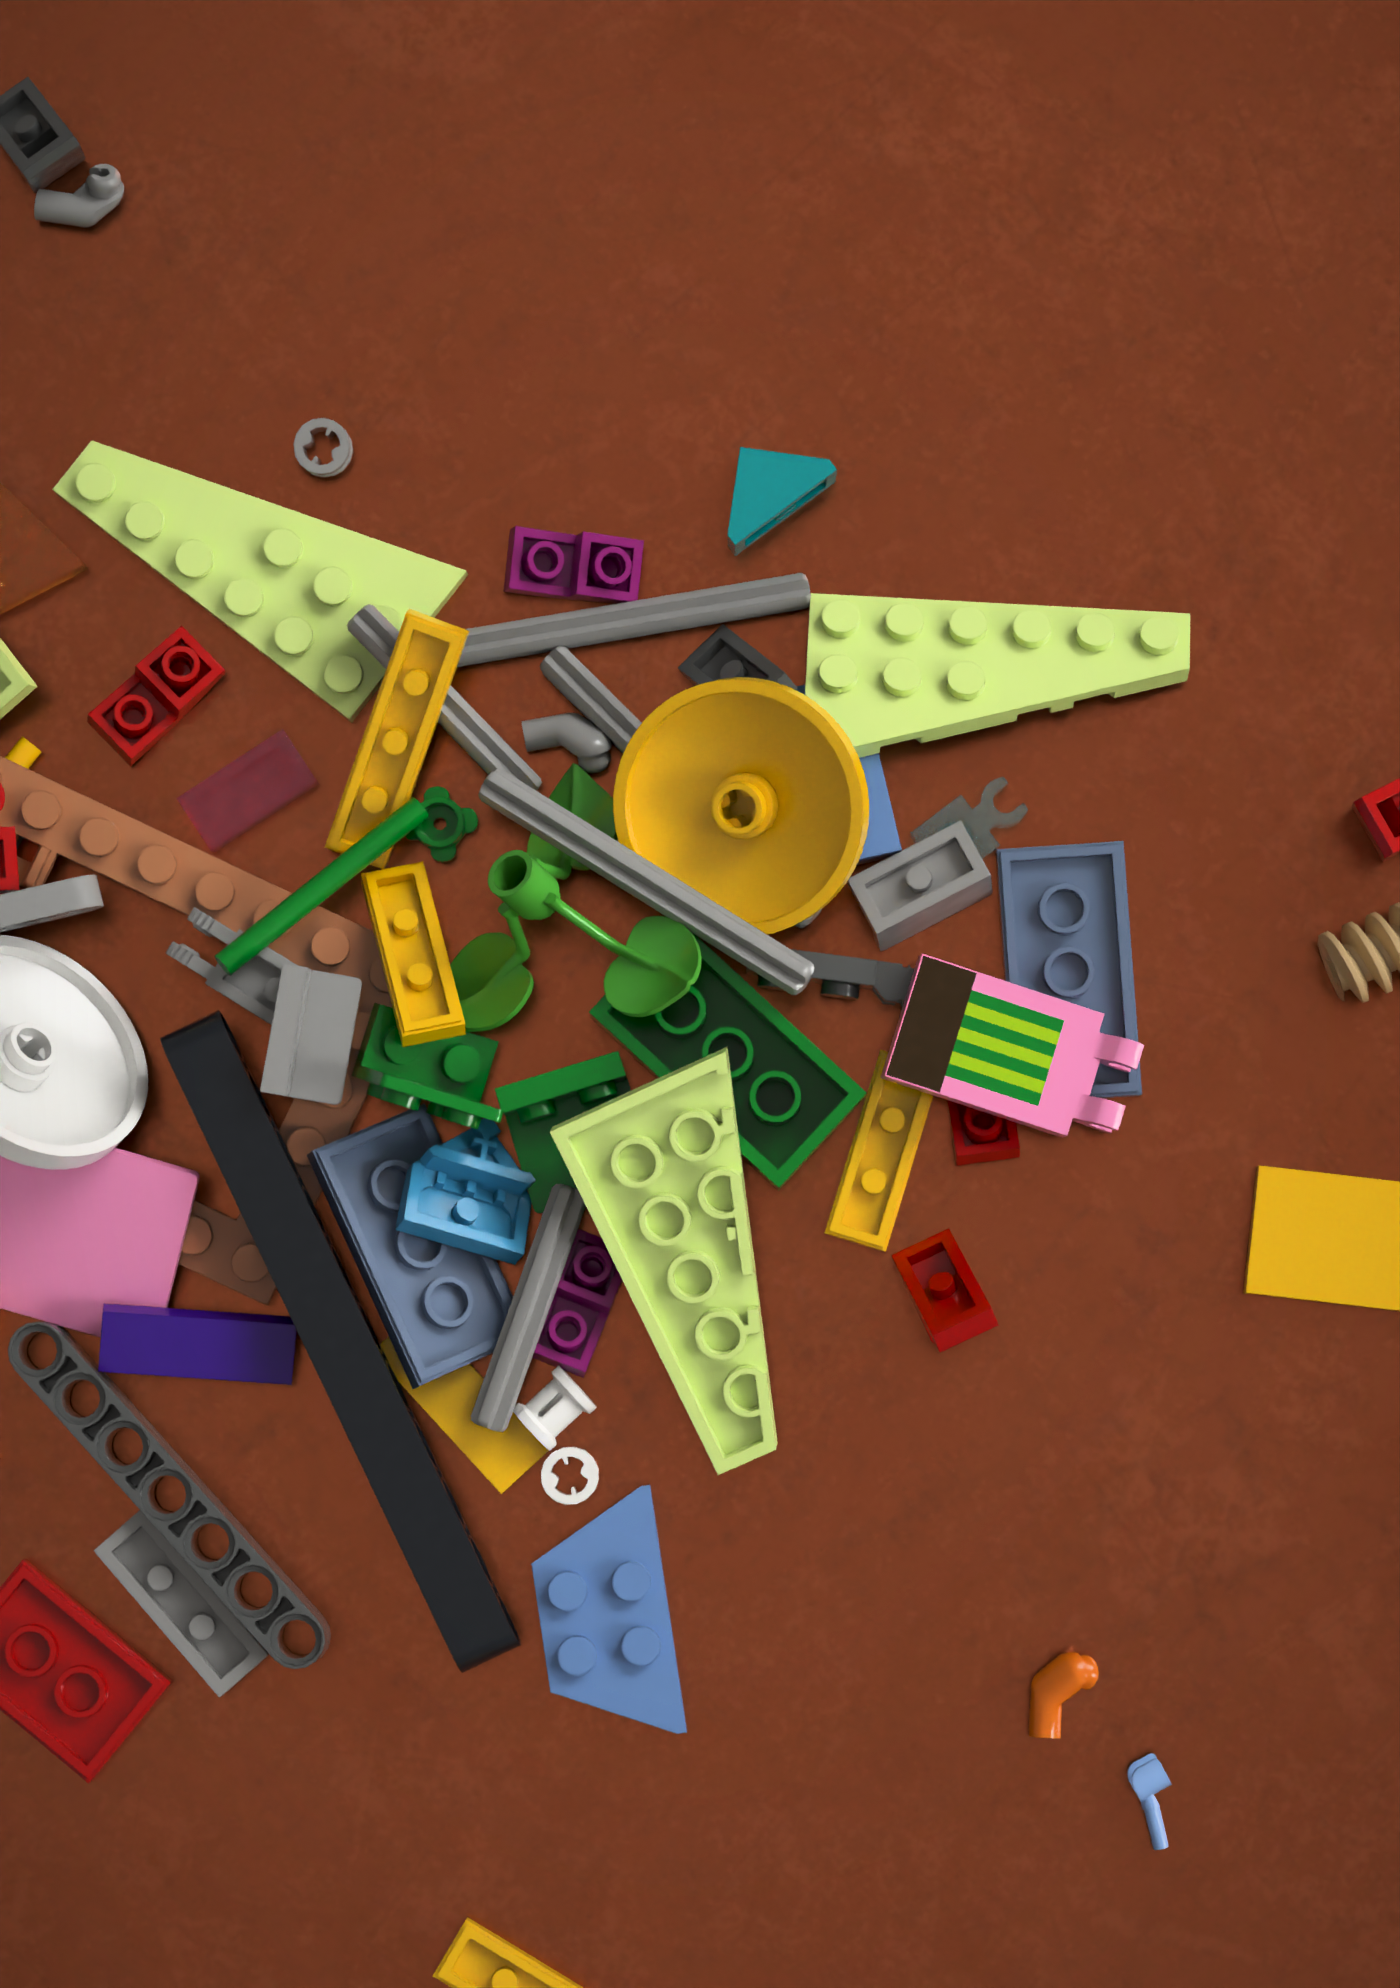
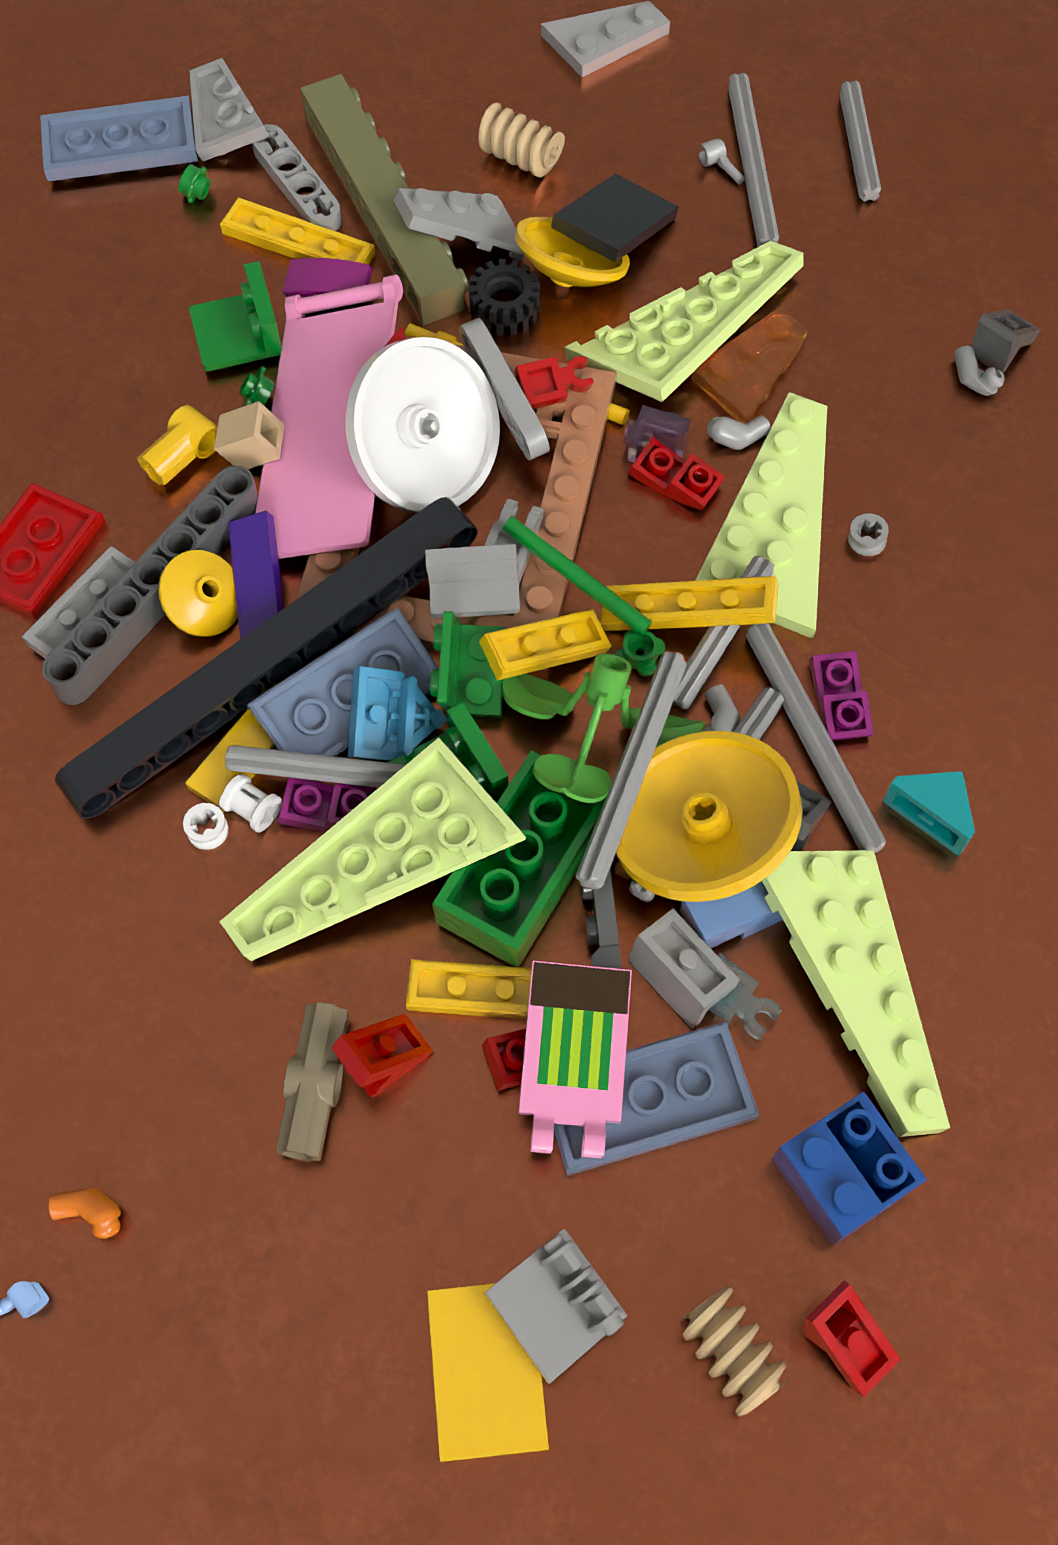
camera: 70 degrees right, 20 degrees down
(78, 693) = (664, 426): none -> bracket
(107, 587) = (737, 434): none -> light grey arm
(197, 1446) = (183, 594): none -> yellow dish
(247, 791) = (630, 539): clear pink tile -> none
(610, 1617) = (107, 876): medium blue wing -> none
(961, 1386) = (312, 1083): none -> dark tan piece
(1217, 753) = (848, 1168): none -> blue slope
(1296, 1141) = (556, 1305): none -> light grey hinge

